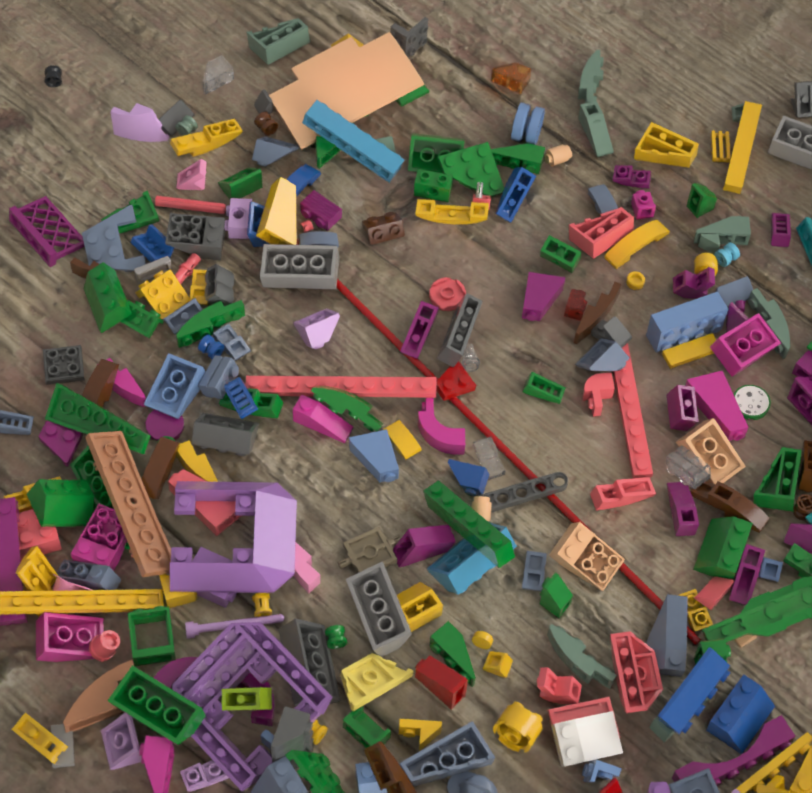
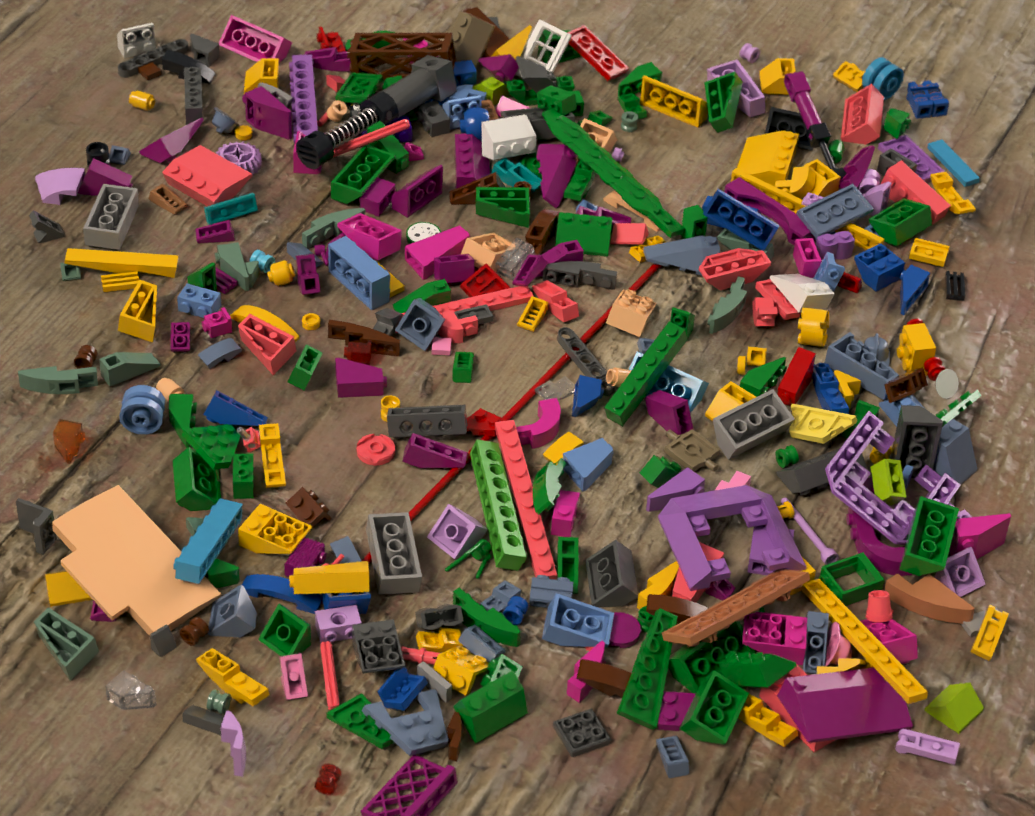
camera: 105 degrees left, 15 degrees down
(36, 459) = (714, 709): none -> green slope
(83, 179) = (327, 779): none -> clear red wheel
(186, 524) = (720, 589): none -> magenta slope
(234, 389) = (564, 572): blue slope -> none
(275, 352) = (497, 505): none -> bright green brick
(292, 338) = (479, 551): none -> green plant
(319, 525) = (682, 484): none -> medium lavender slope
(345, 515) = (660, 470): none -> green slope
(356, 190) = (271, 532): none -> yellow slope
(401, 708) = (827, 389): none -> blue slope
(493, 312) = (388, 402): none -> yellow wheel
(576, 377) = (441, 346): none -> bright pink tile
(612, 412) = (482, 313): none -> dark grey plate
(614, 103) = (85, 357): none -> reddish brown wheel
(619, 471) = (536, 303): none -> yellow slope
(639, 764) = (806, 257): none -> dark pink brick
(645, 377) = (433, 293): none -> green slope
(658, 525) = (576, 272): none -> dark grey slope
(659, 433) = (483, 281): none -> red wing
(664, 473) = (530, 269): none -> magenta slope
(674, 196) = (198, 301): none -> medium blue brick
(715, 213) = (225, 279): none -> magenta tile

